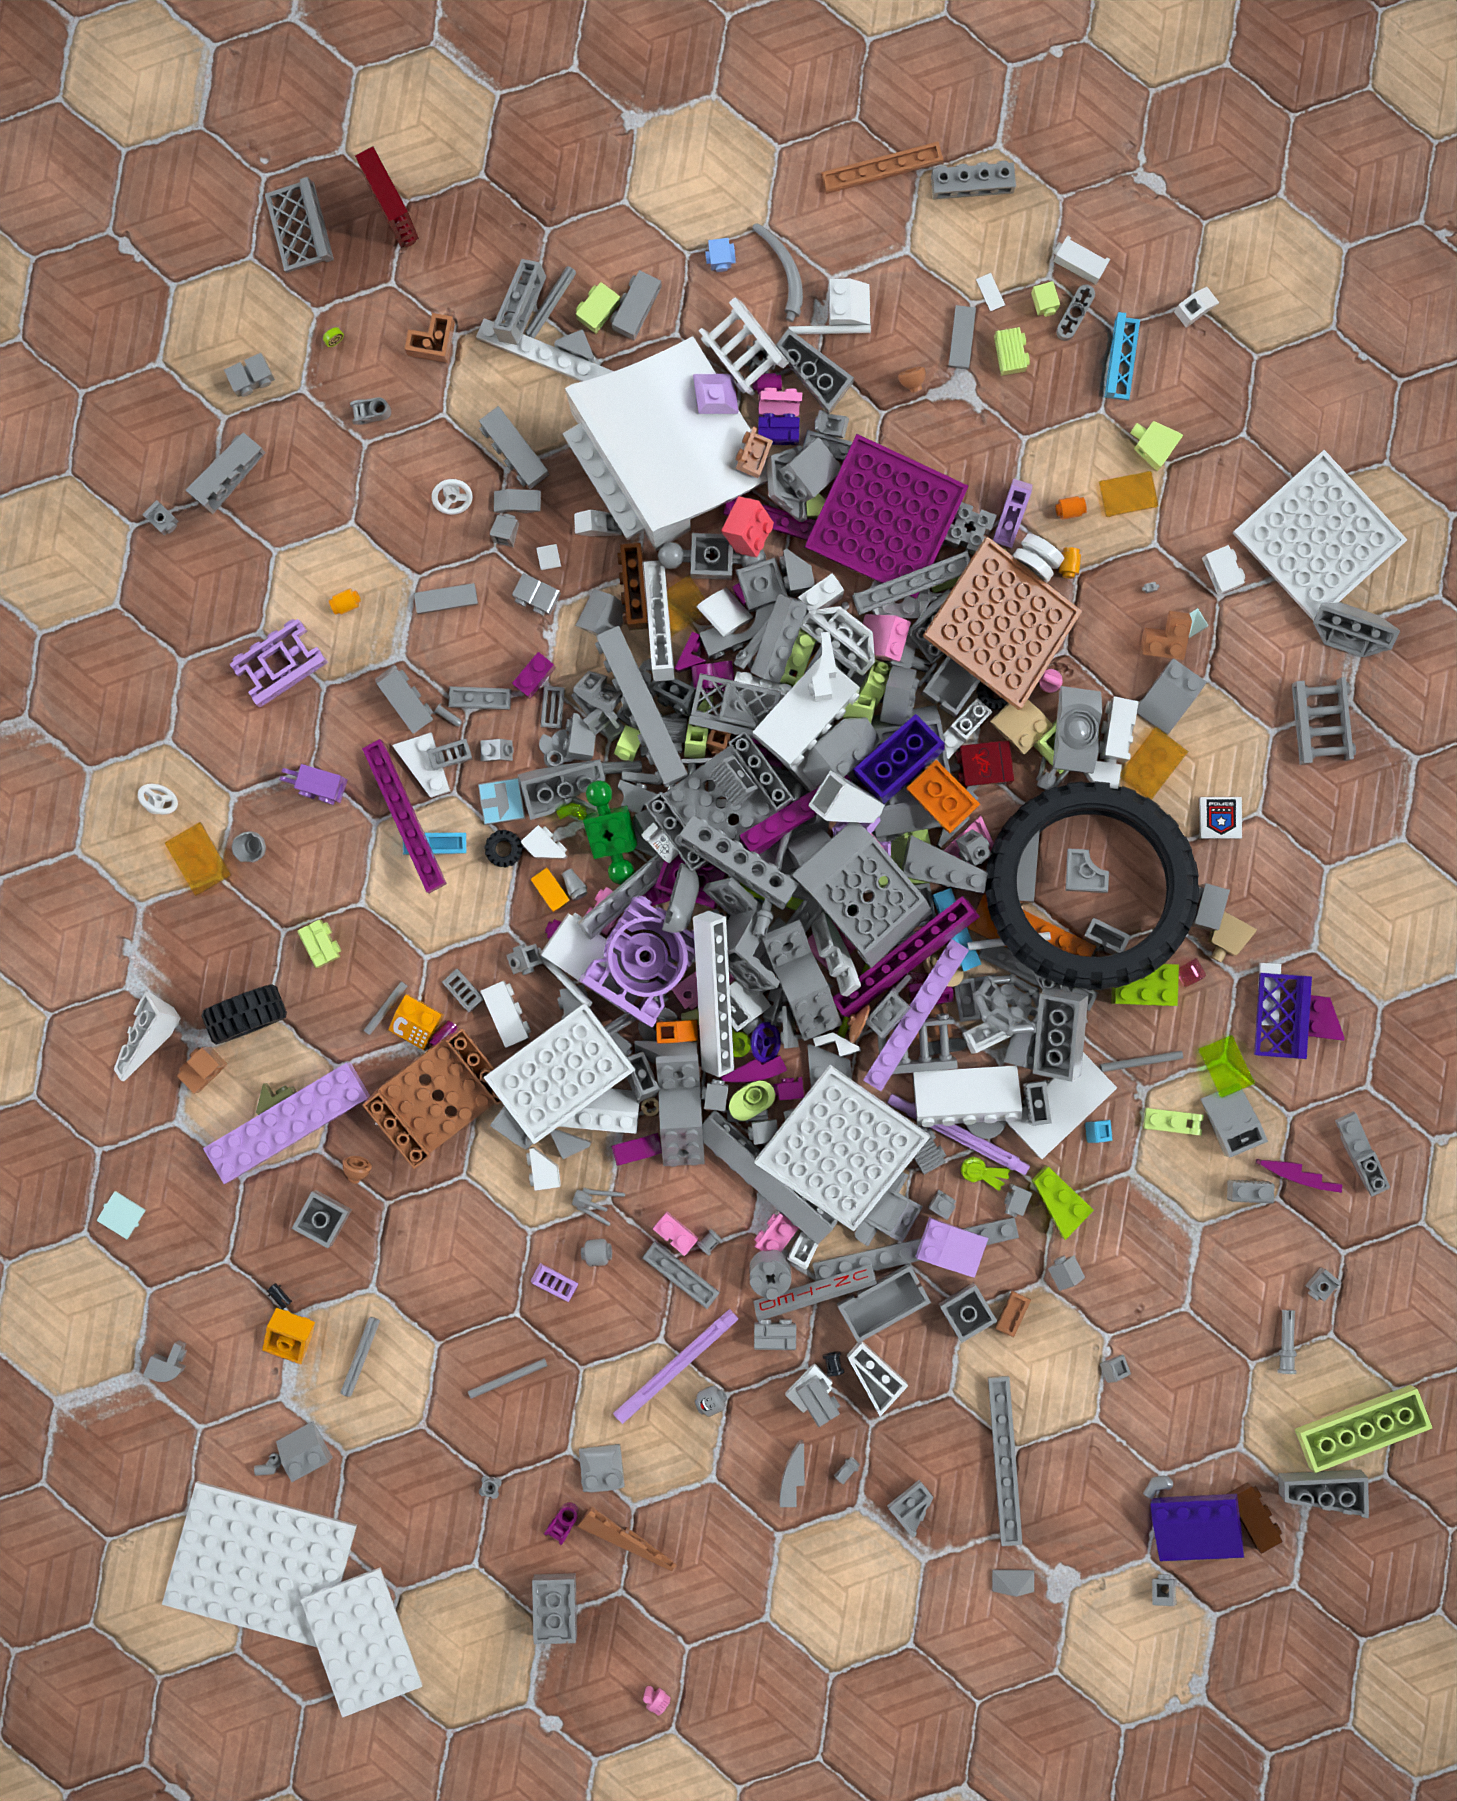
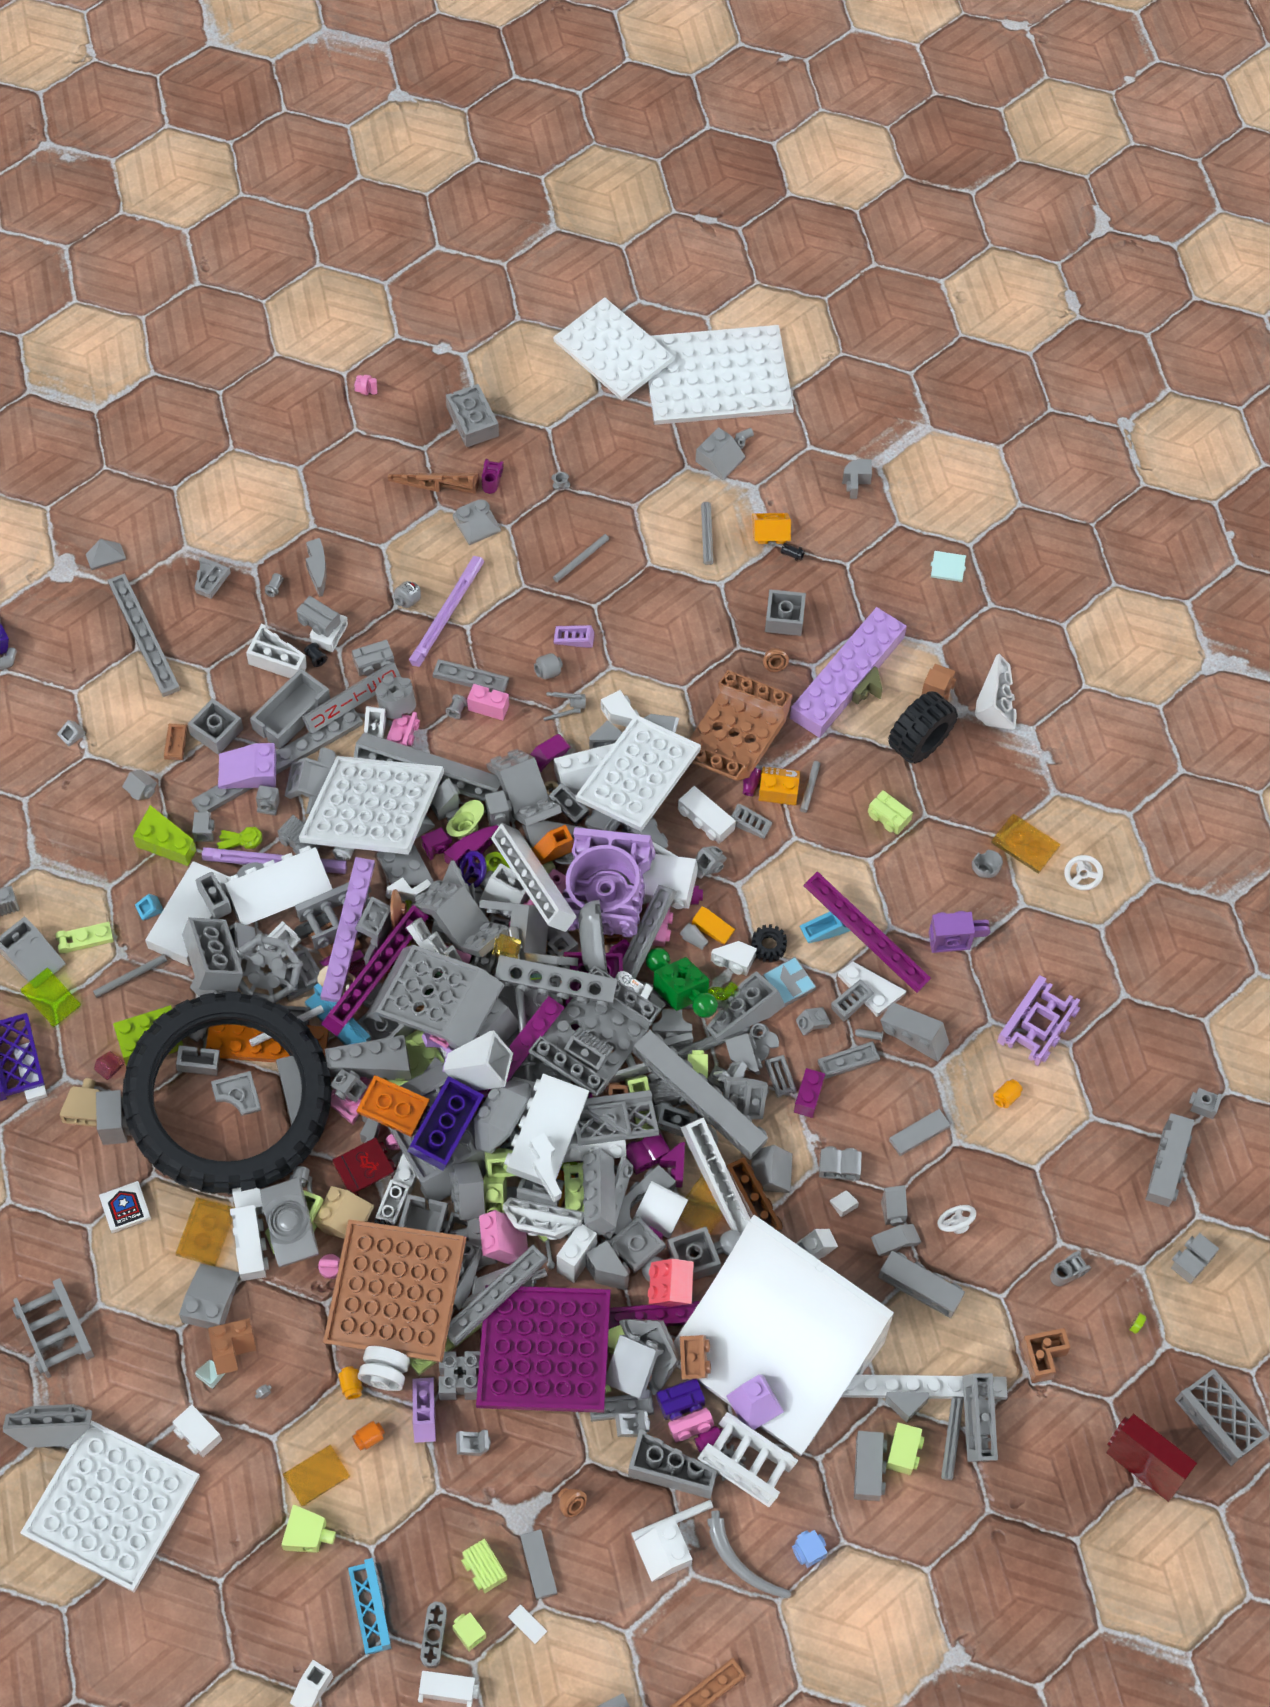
camera: 155 degrees right, 25 degrees down
(775, 913) = (506, 946): none -> clear yellow slope
(980, 464) = (472, 1443): none -> light grey bracket

